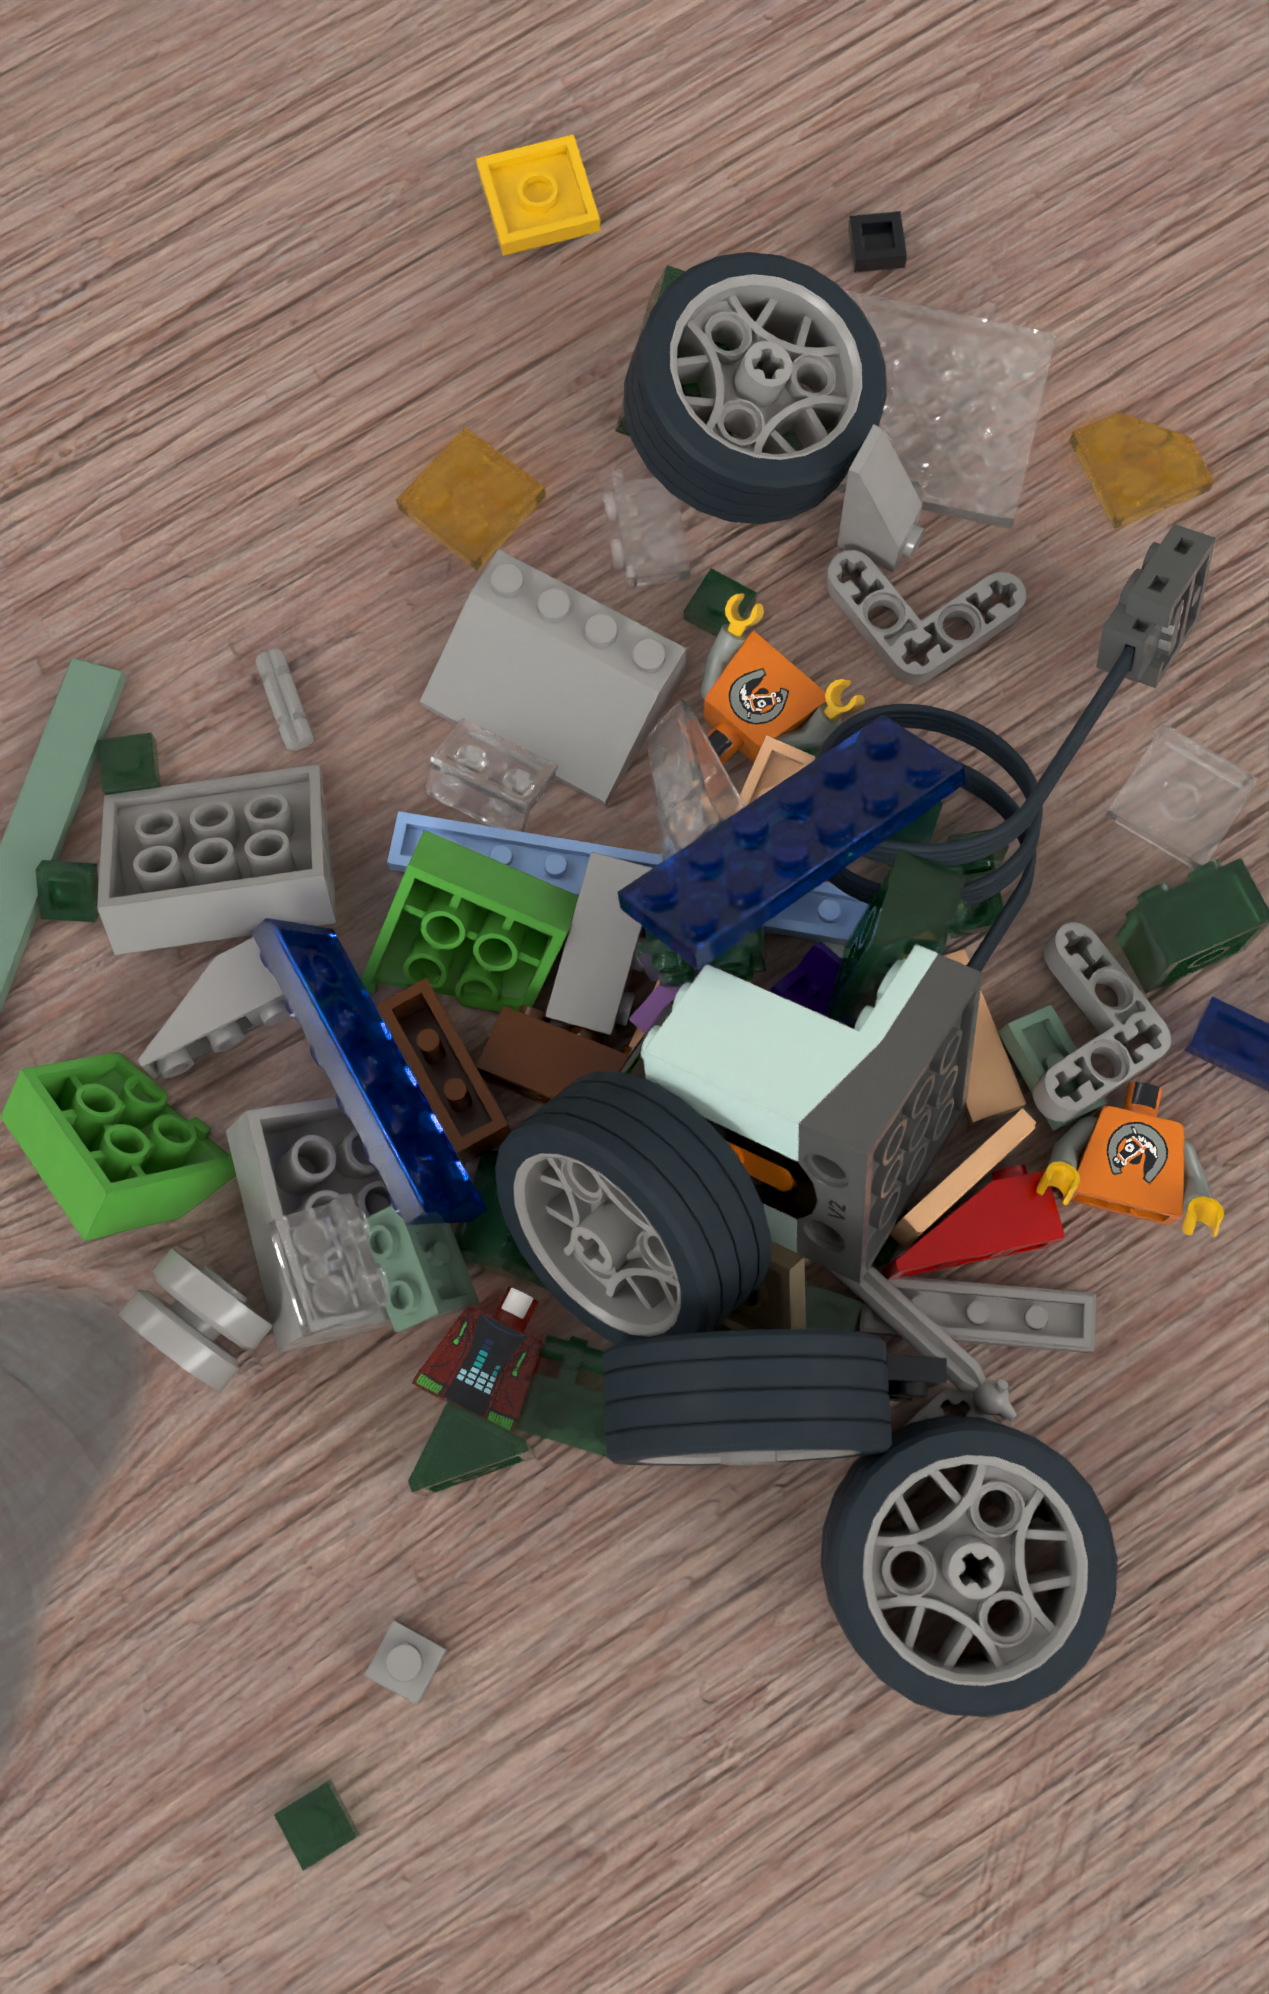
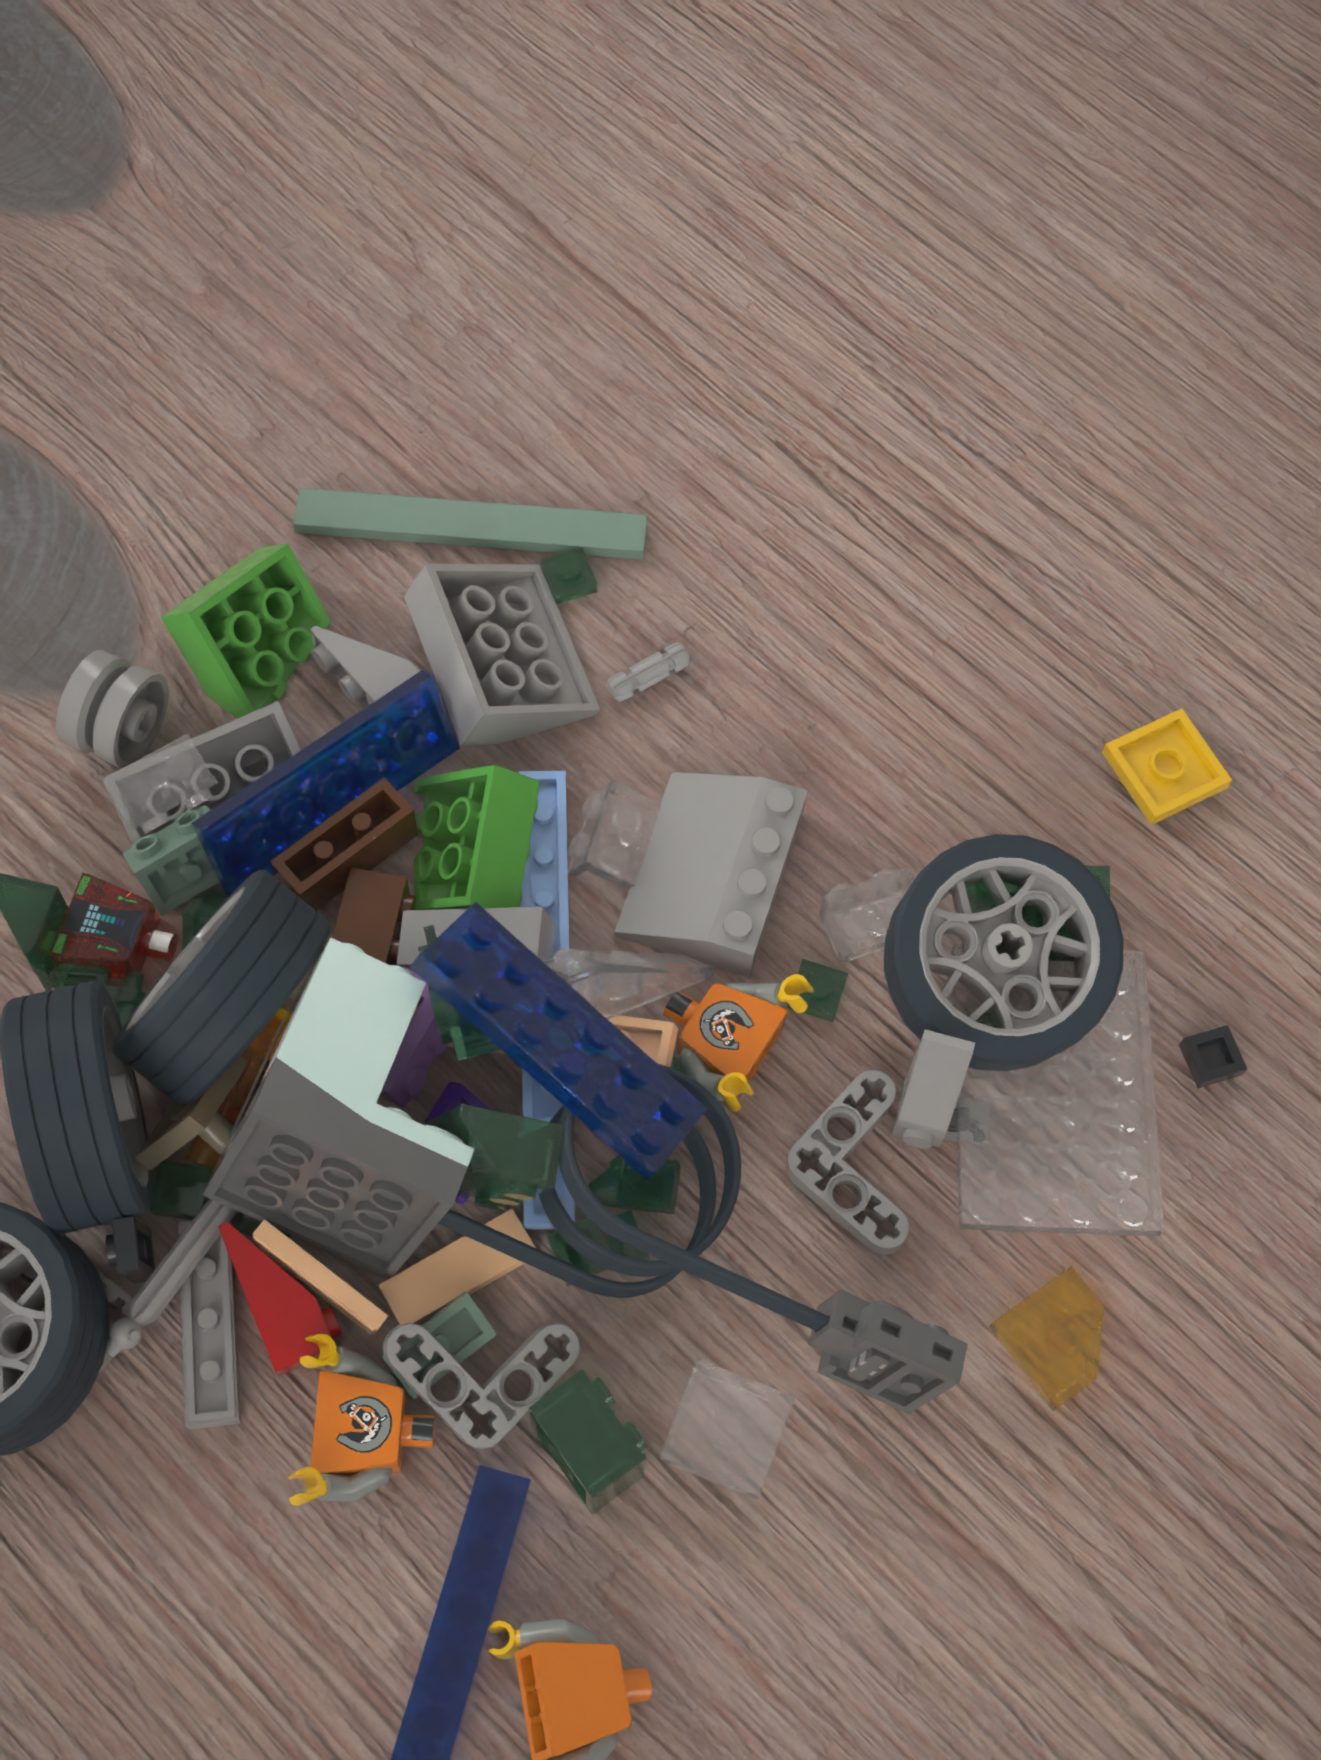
camera: 70 degrees right, 10 degrees down
(67, 890) = (452, 546): clear green plate -> none
(471, 498) = (866, 774): clear yellow plate -> none

